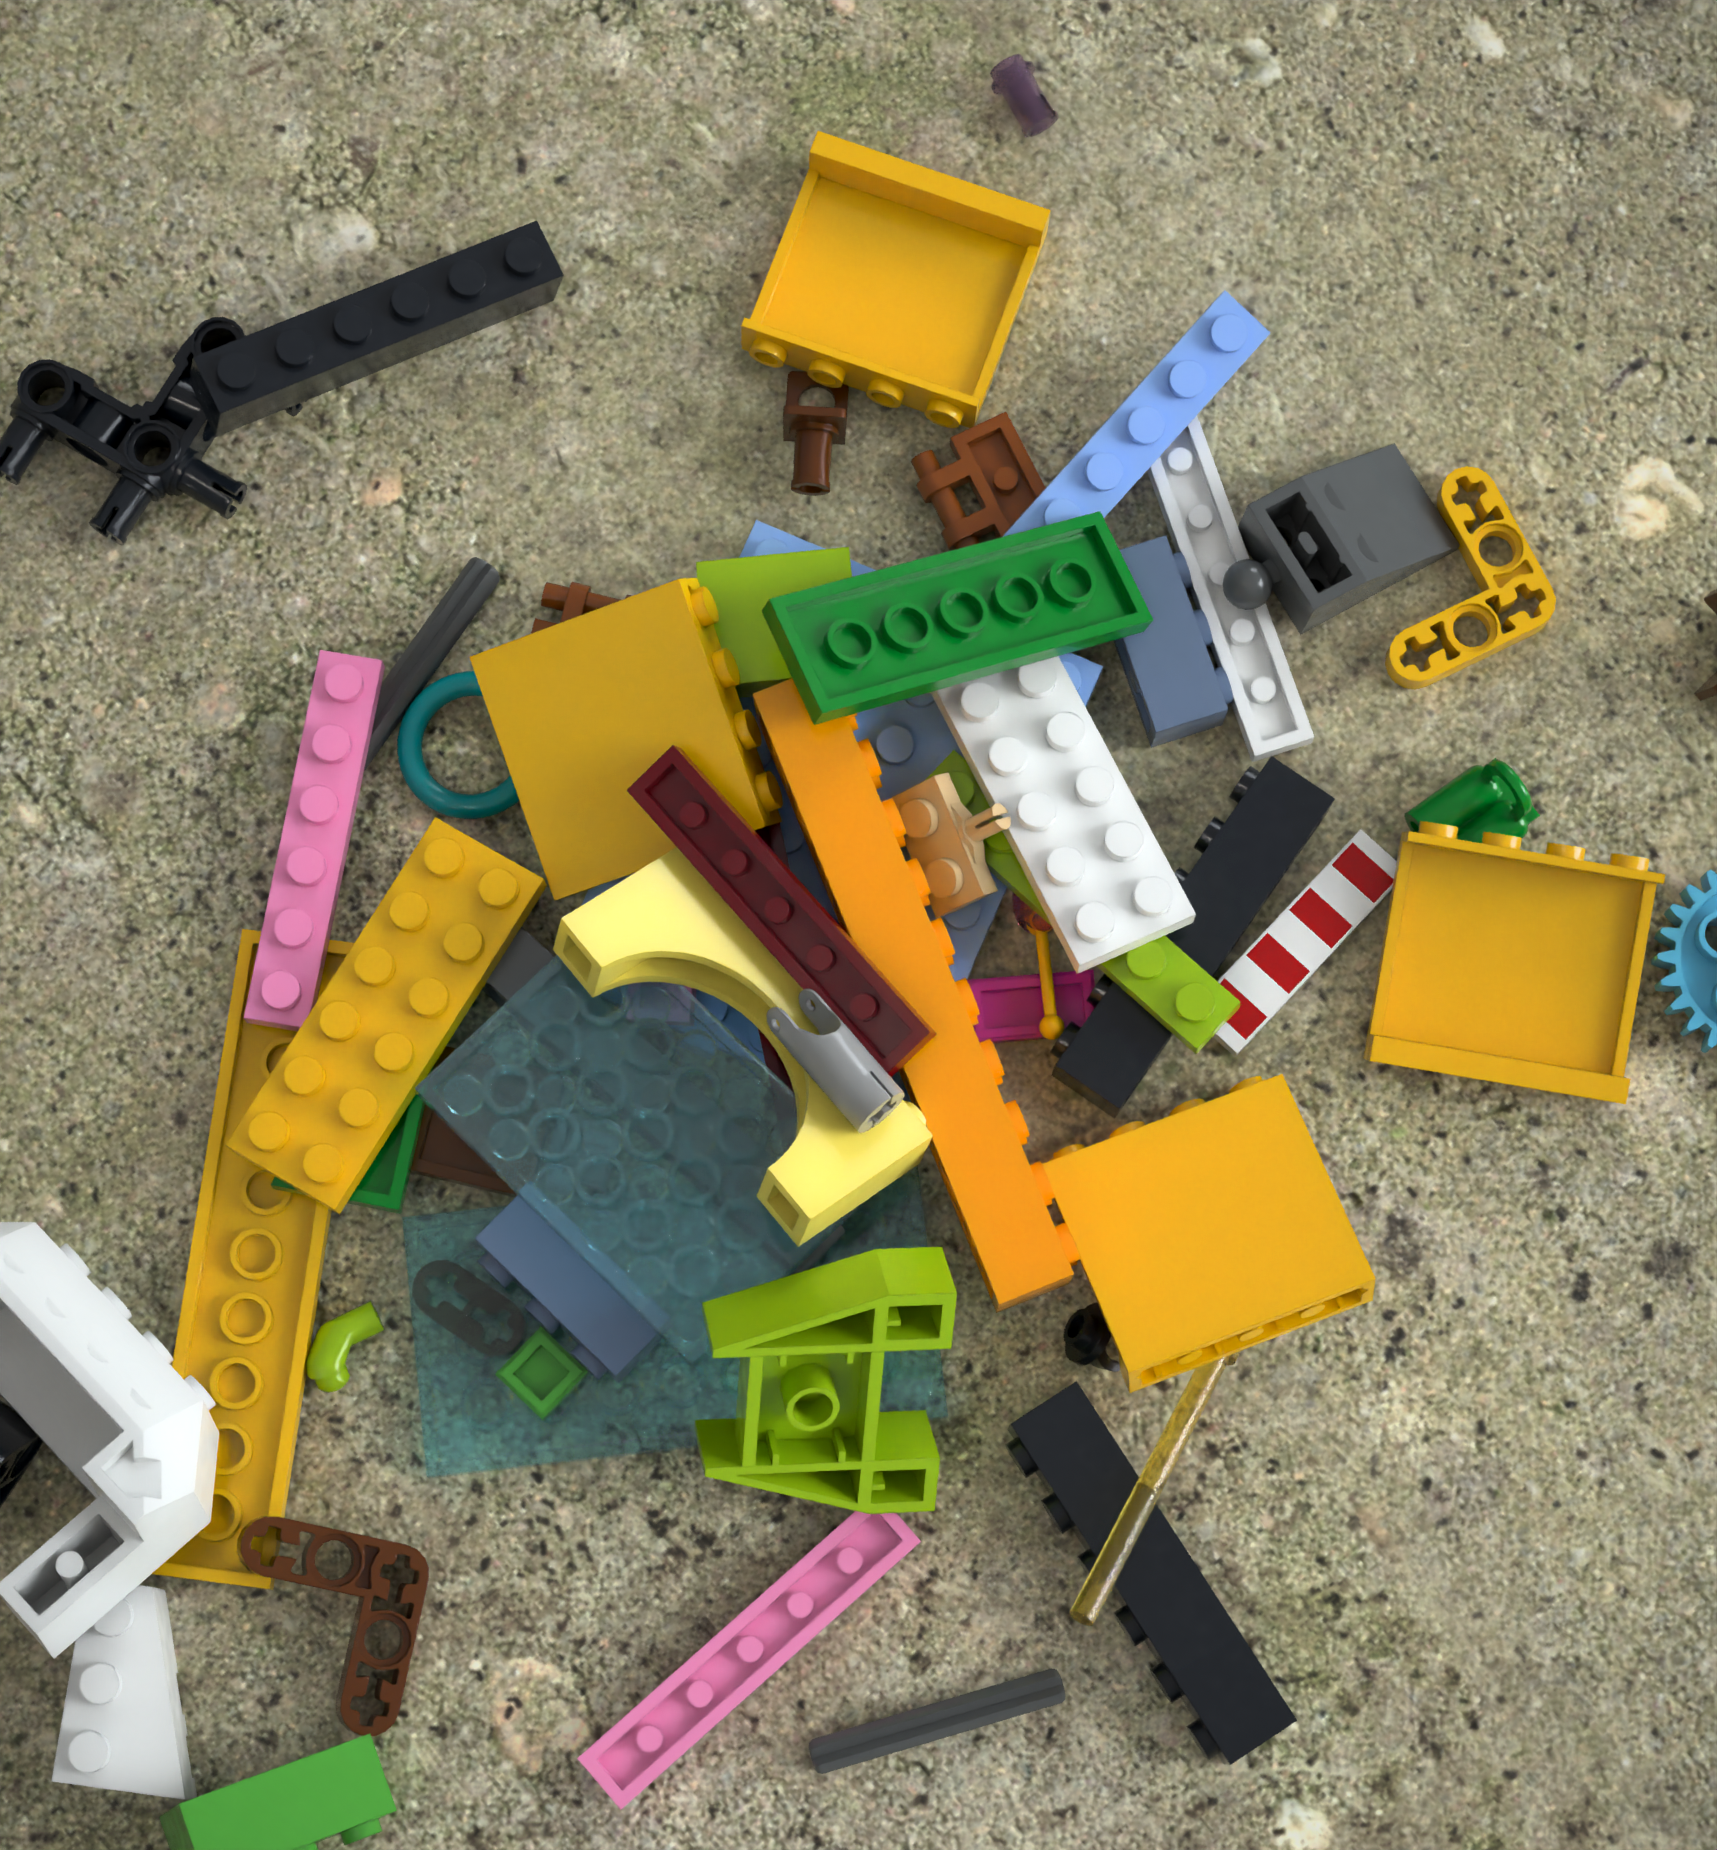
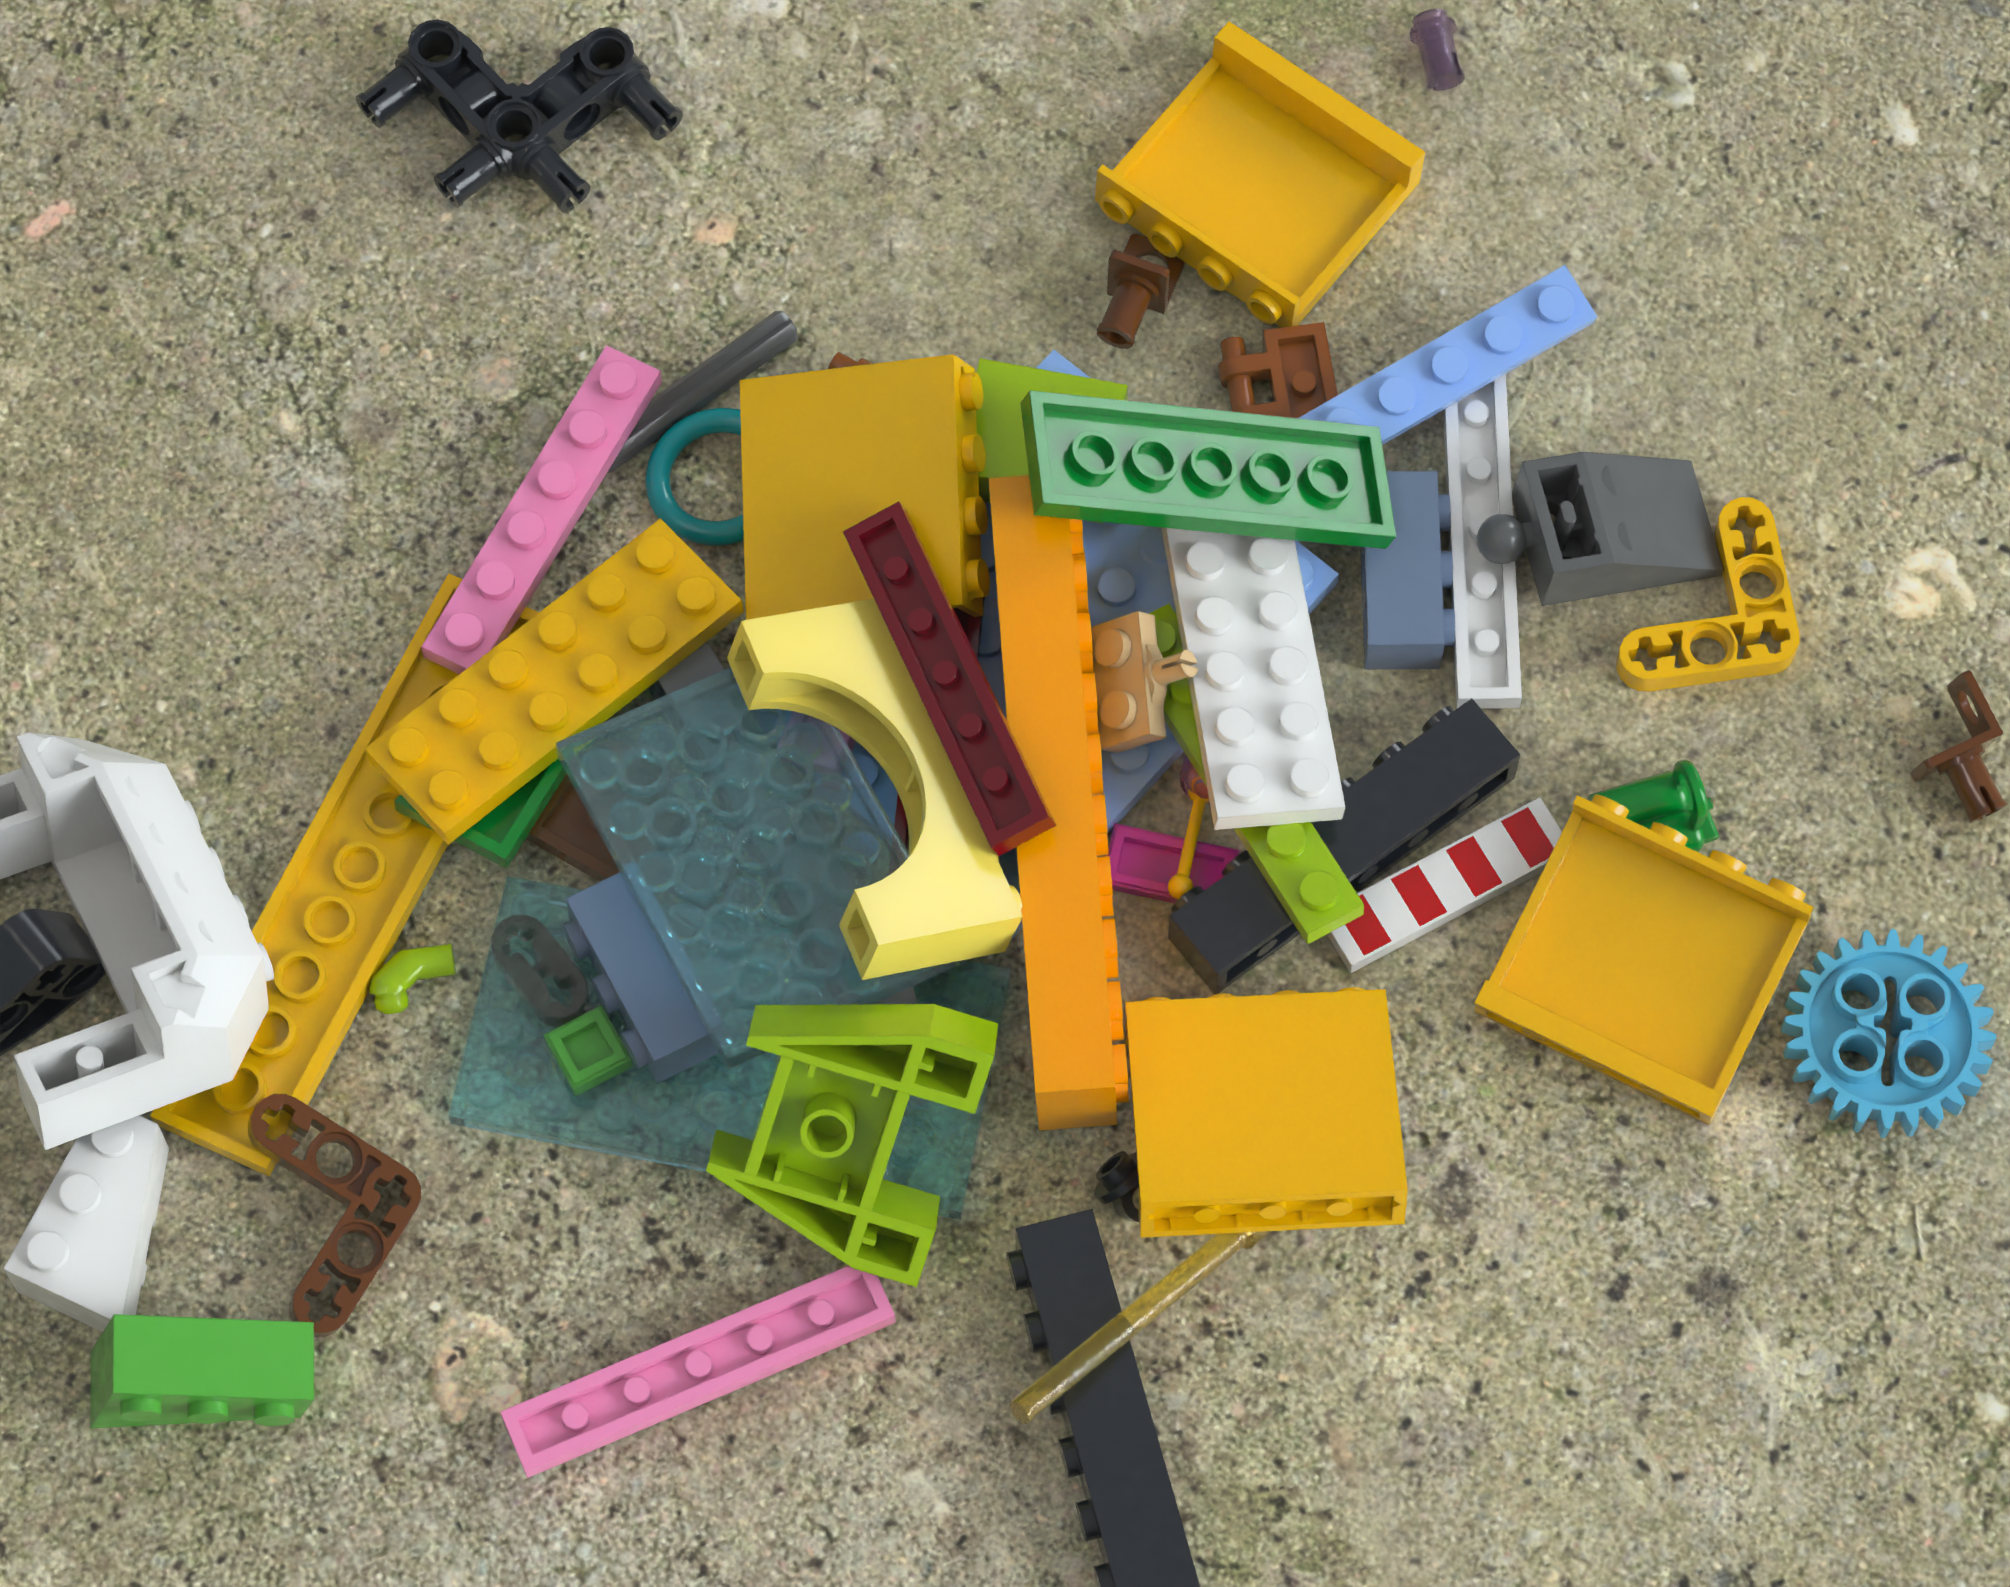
camera: 20 degrees right, 10 degrees down
(375, 328) = (756, 77): black brick -> none
(838, 1063) = (954, 821): light grey piece -> none
(936, 1721) = (855, 1490): dark grey axle -> none

